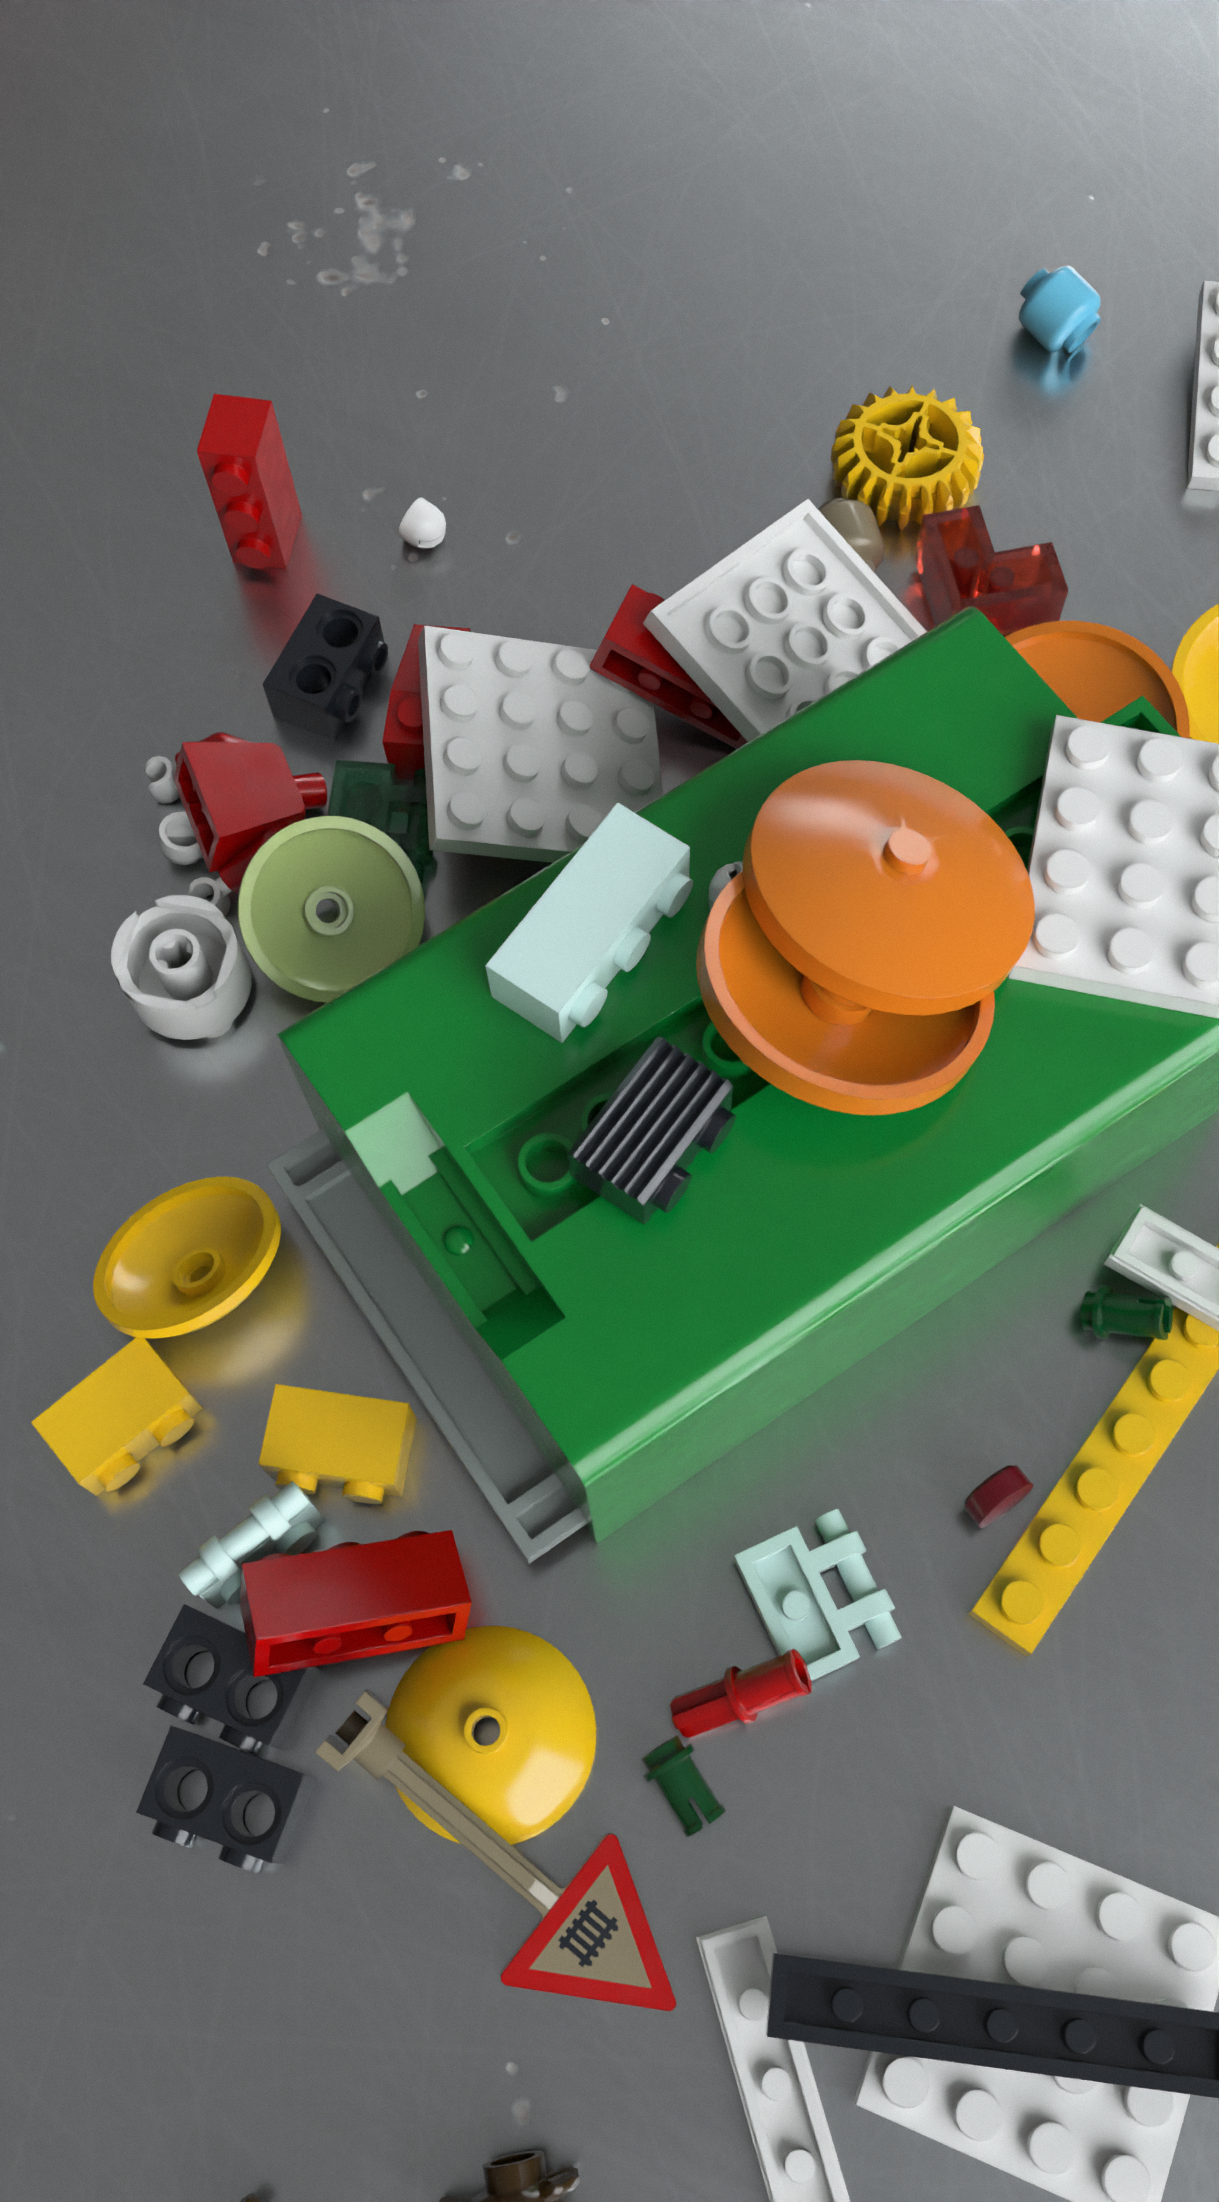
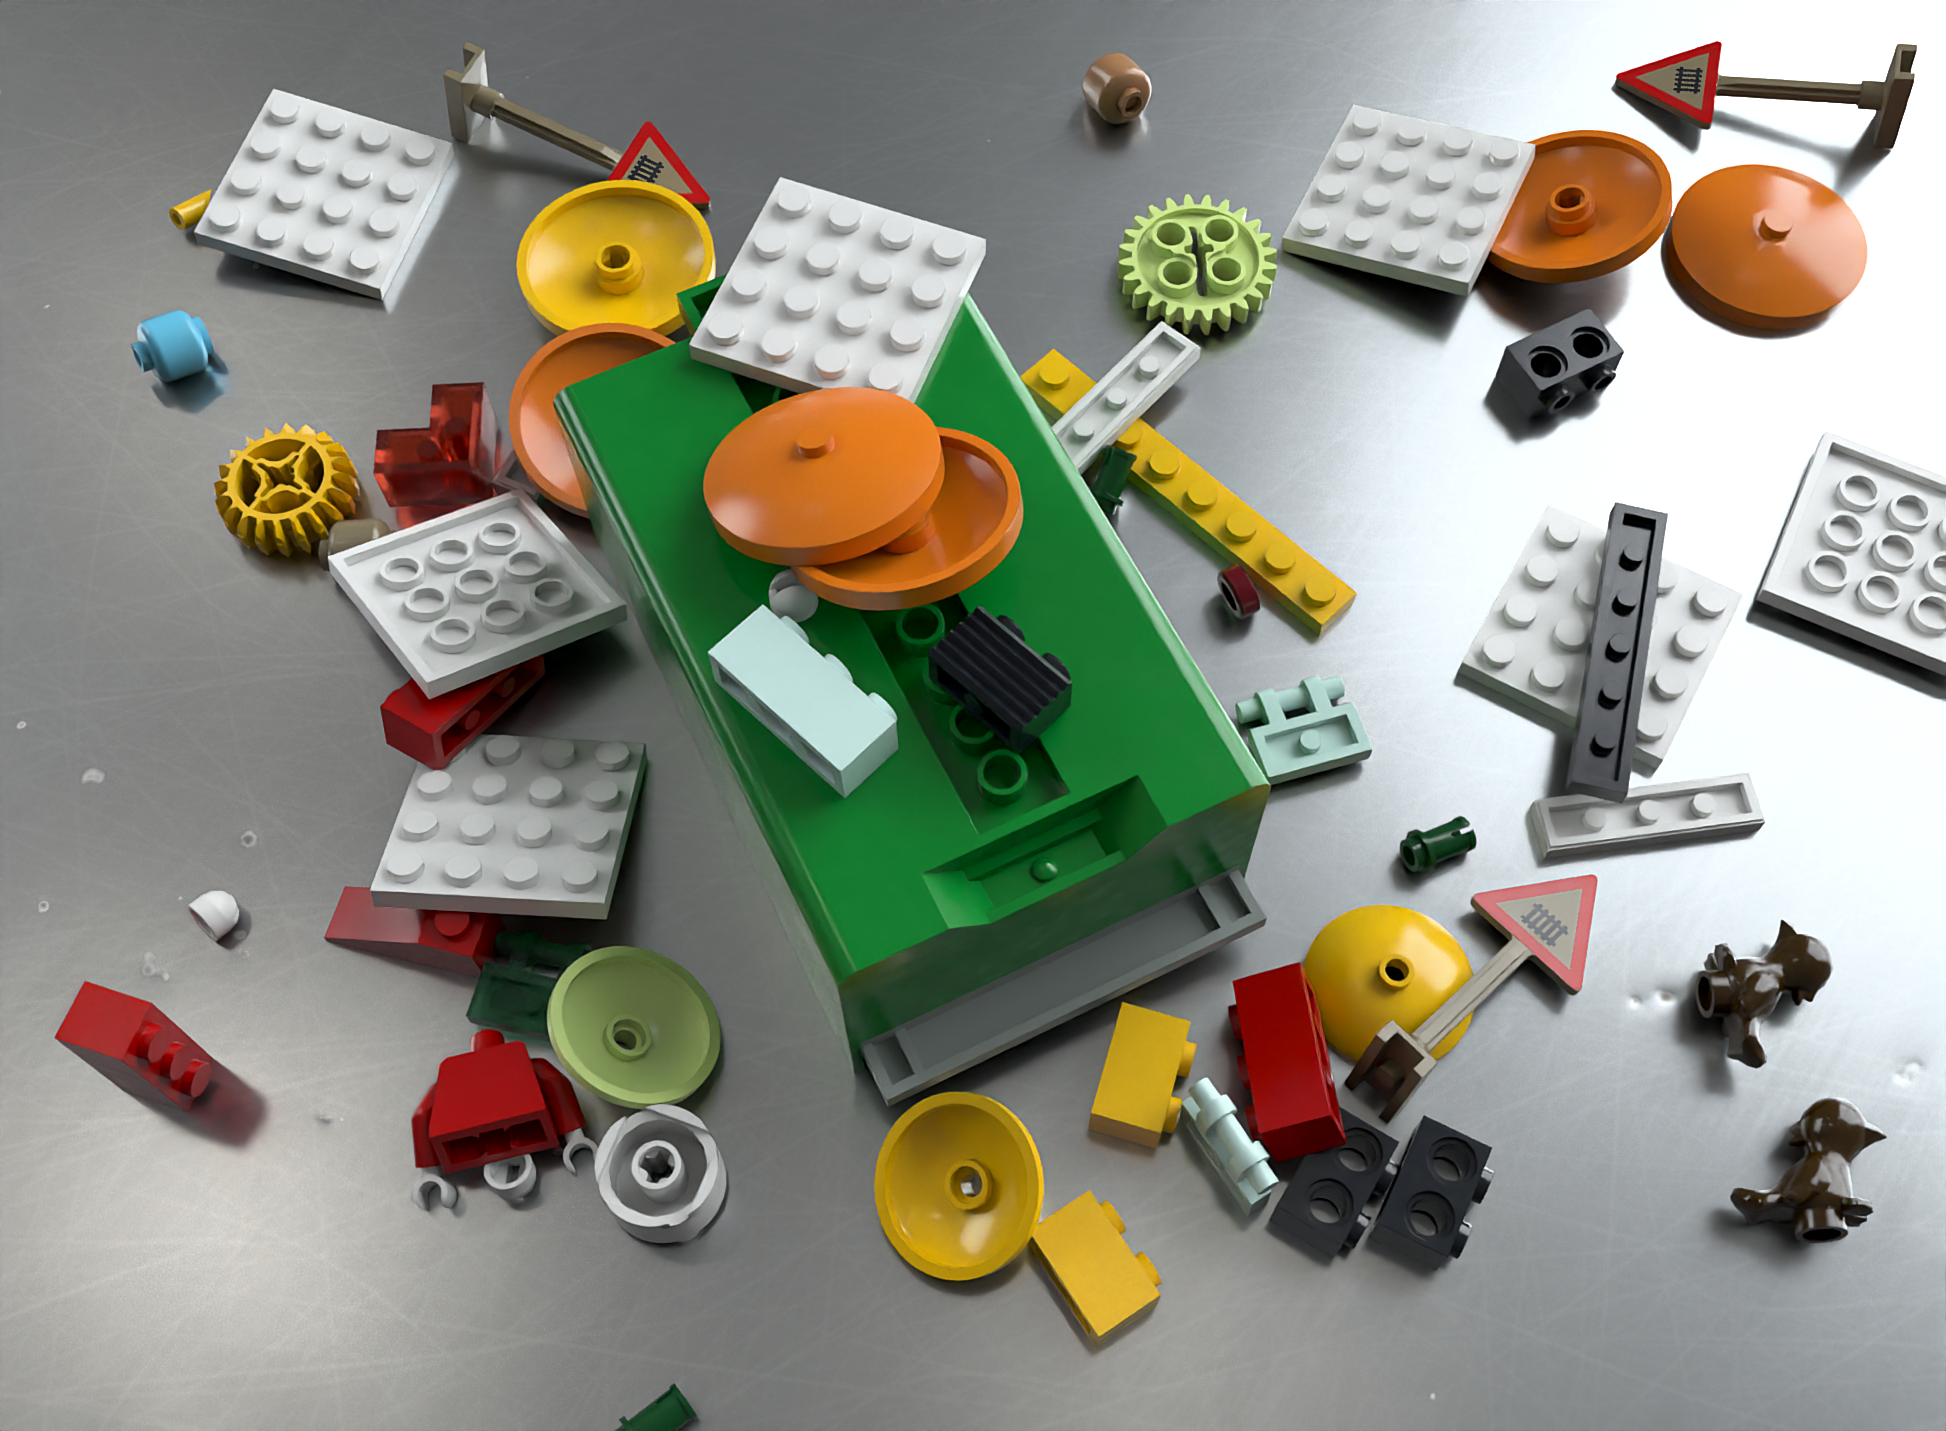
camera: 85 degrees left, 5 degrees down
(316, 663) = (348, 1025): black brick -> none
(741, 1694) = (1376, 789): red axle -> none

